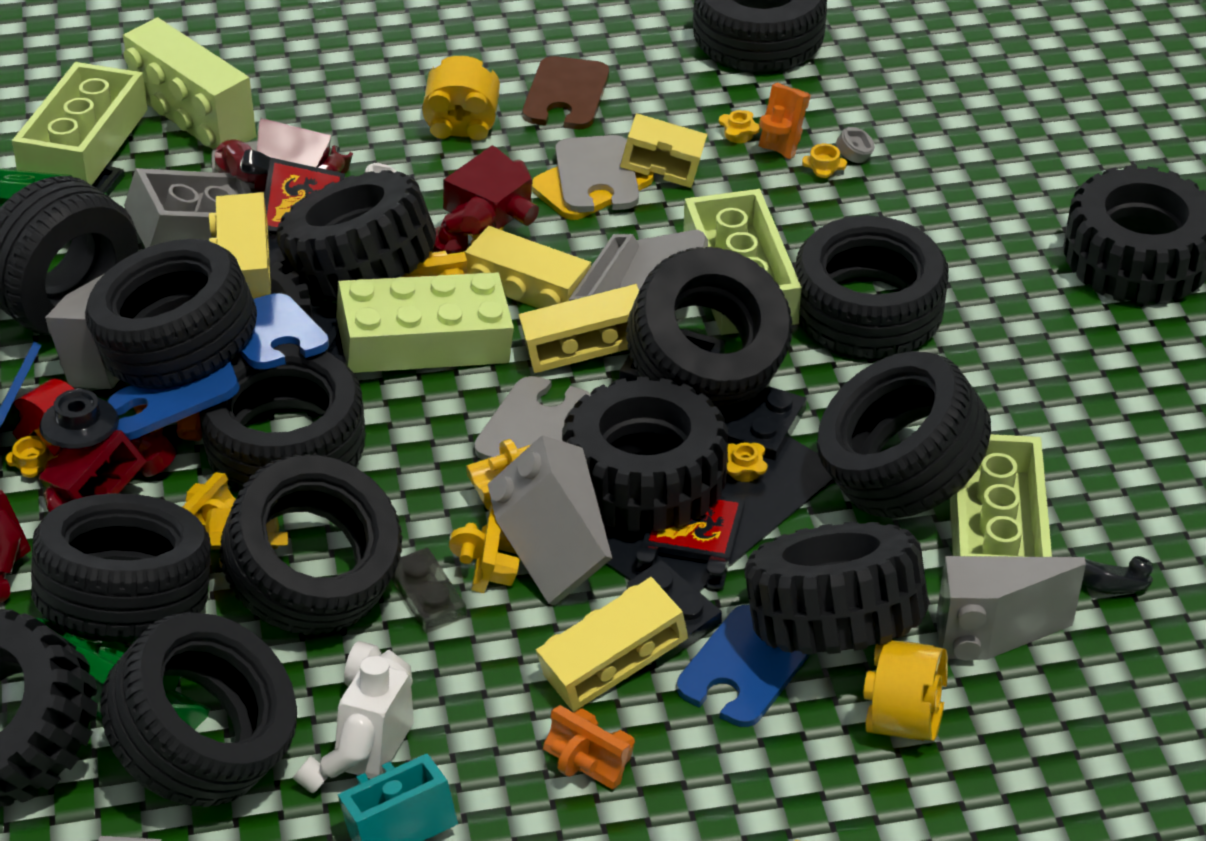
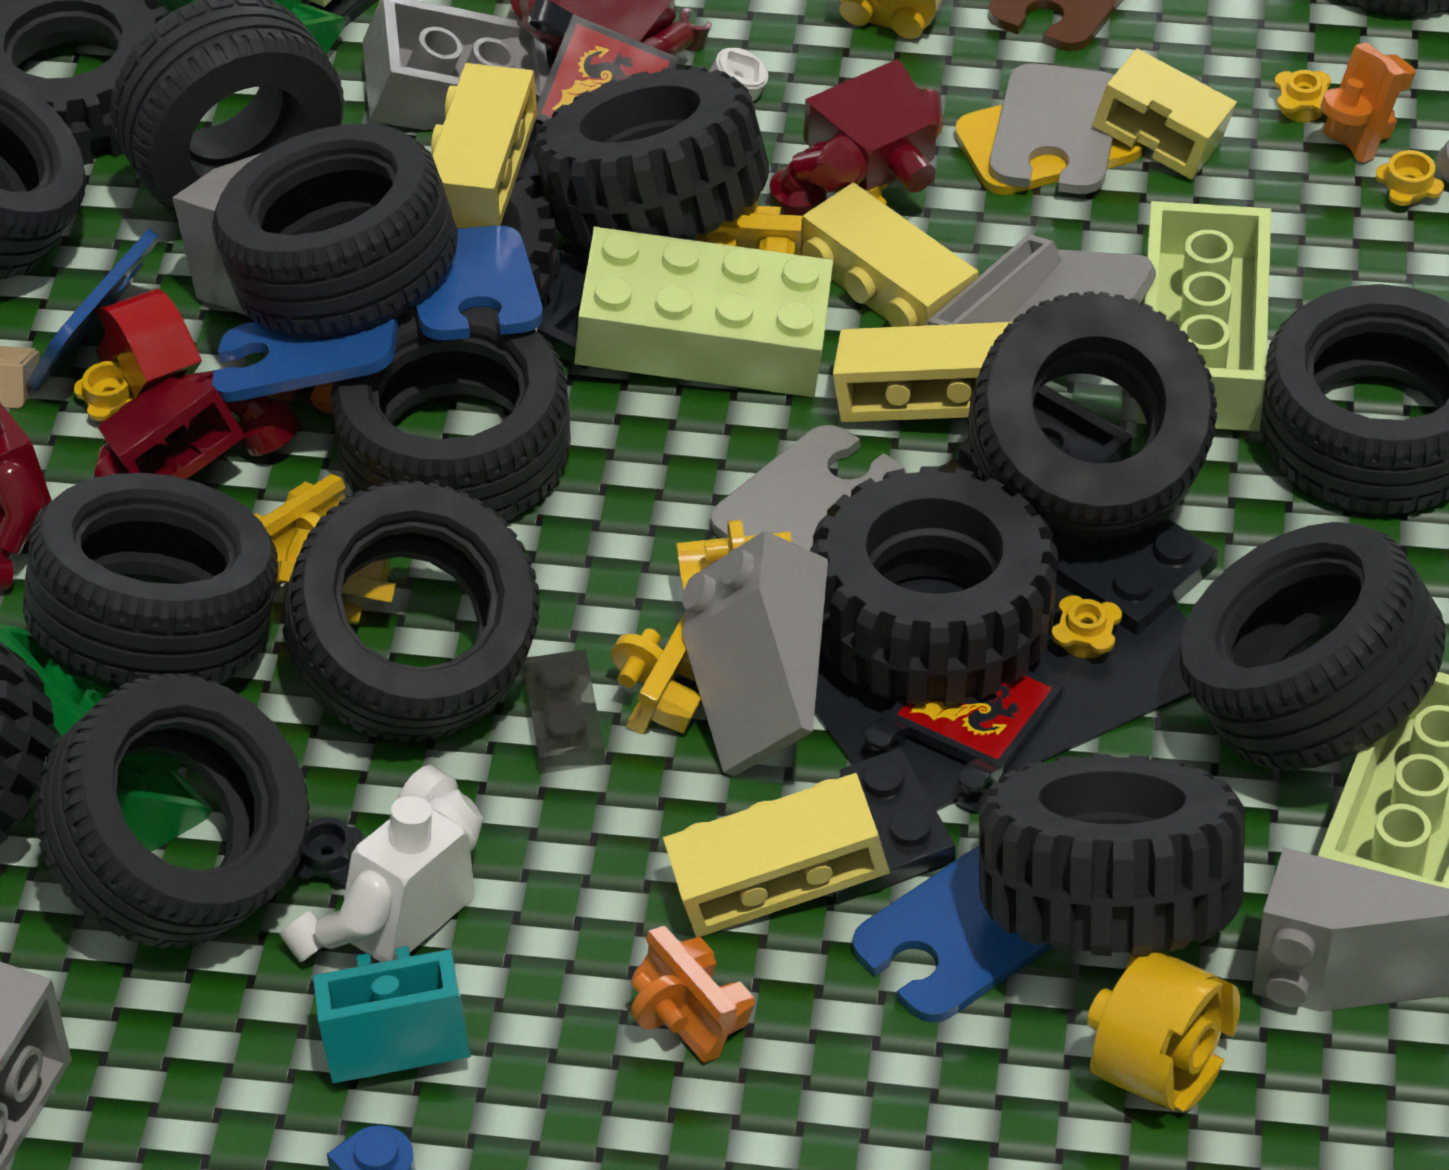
camera: 20 degrees right, 5 degrees up
(78, 420) = (165, 359): black piece -> none
(310, 715) = (333, 837): none -> black plate

